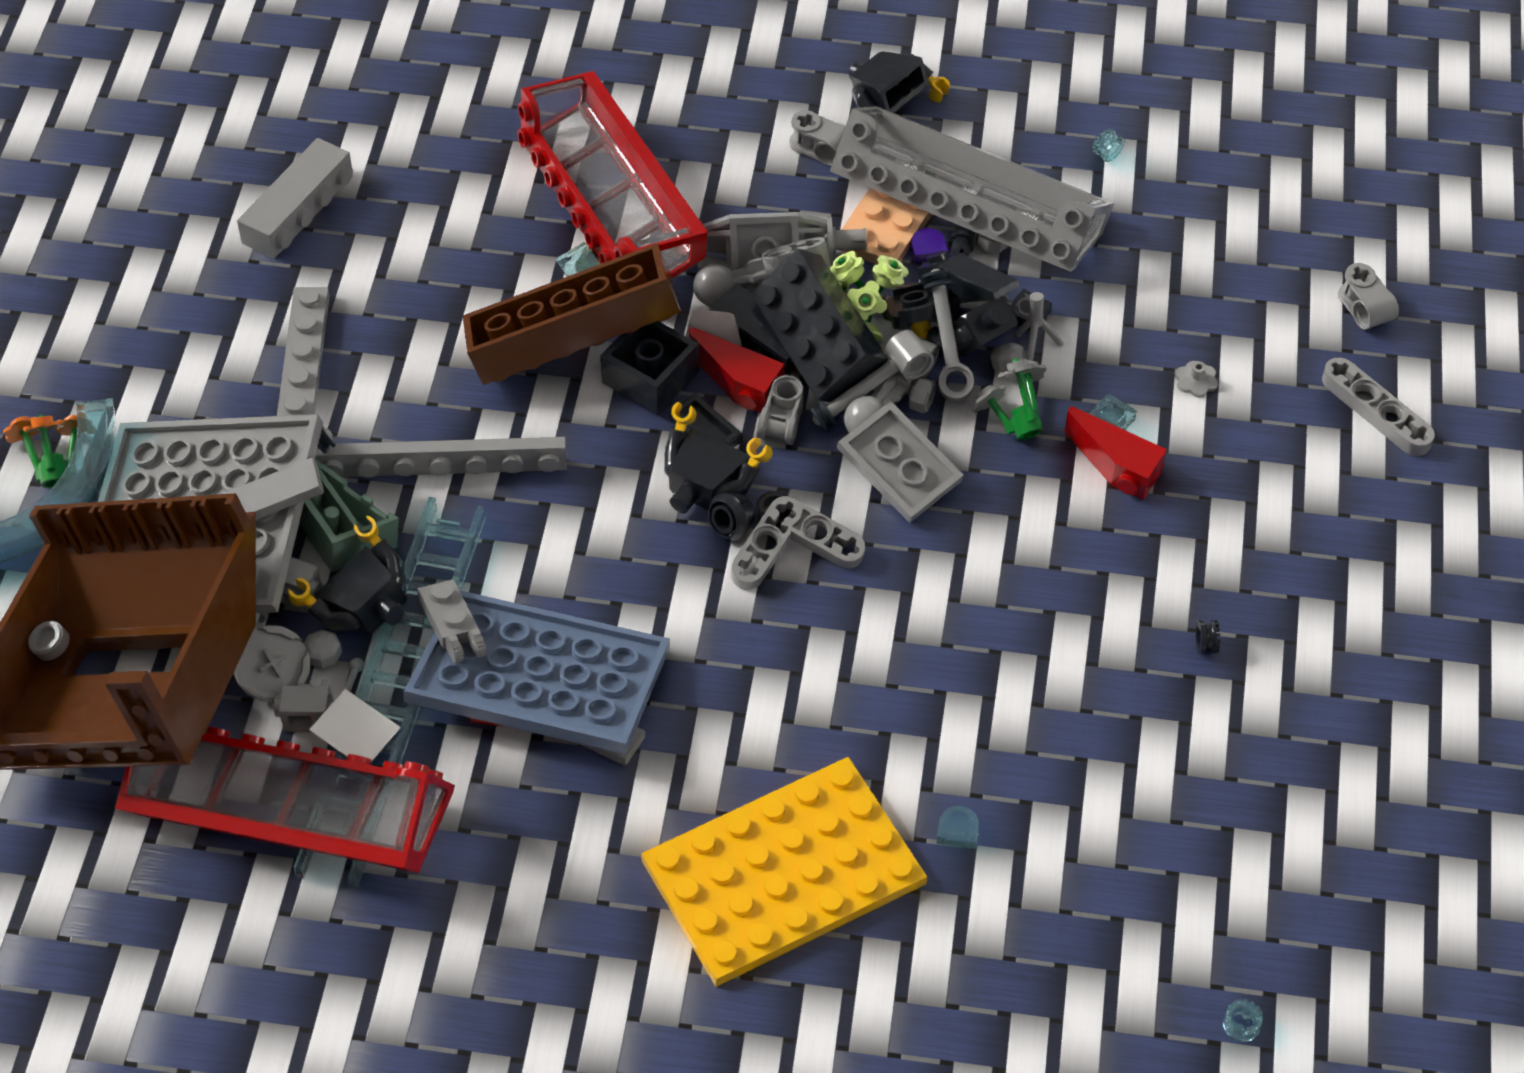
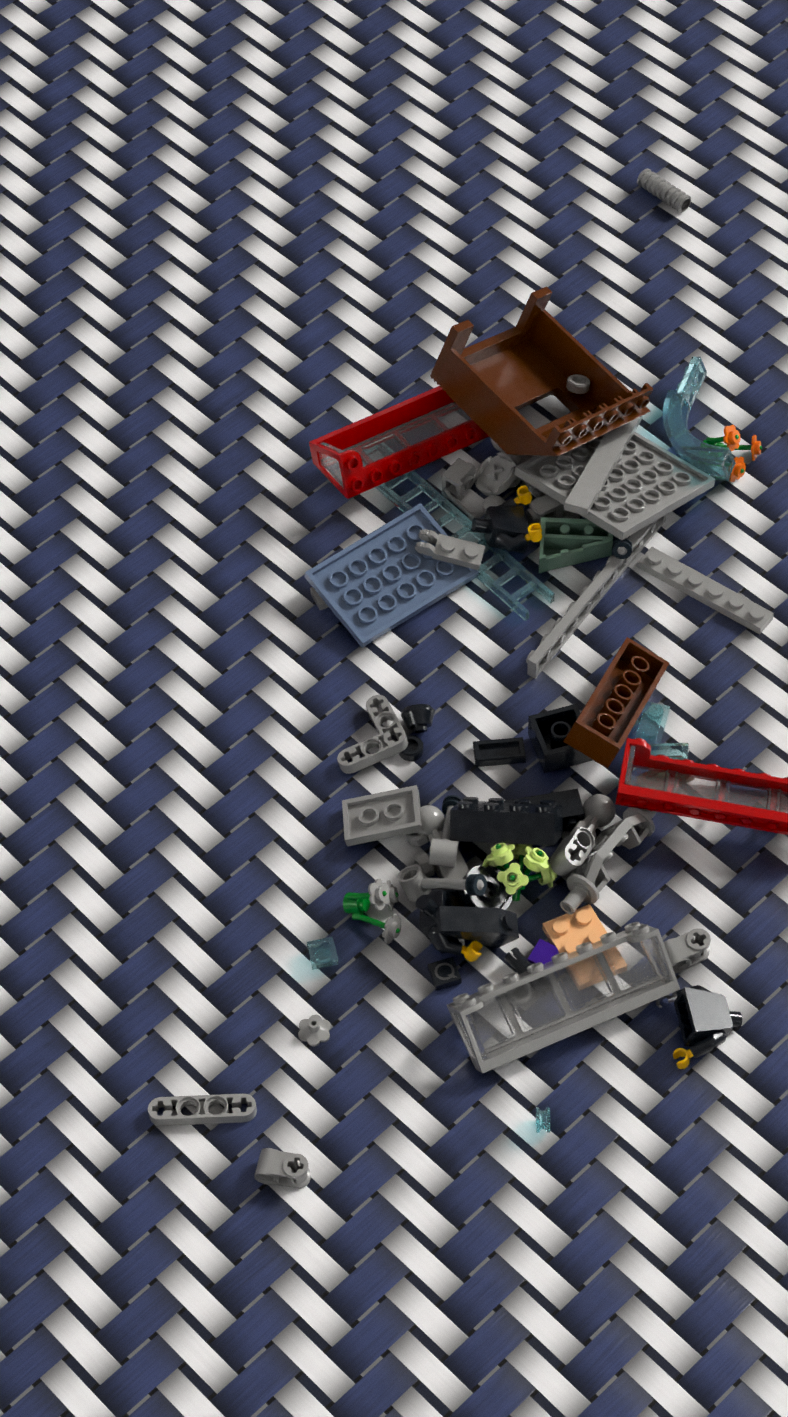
camera: 130 degrees right, 0 degrees up
(354, 727) = (422, 483): white sticker -> none
(705, 466) = (463, 723): black torso -> none
(716, 323) = (563, 782): white sticker -> none
(737, 370) = (525, 781): red slope -> none
(782, 410) = (470, 784): light grey piece -> none
(782, 870) = (189, 618): yellow plate -> none
(958, 827) = (140, 702): clear light blue tile -> none
(1006, 354) = (411, 931): light grey tile -> none
(1034, 321) = (419, 948): light grey plant -> none
(1117, 454) = (291, 932): red slope -> none
(1207, 637) = (135, 886): black bush -> none

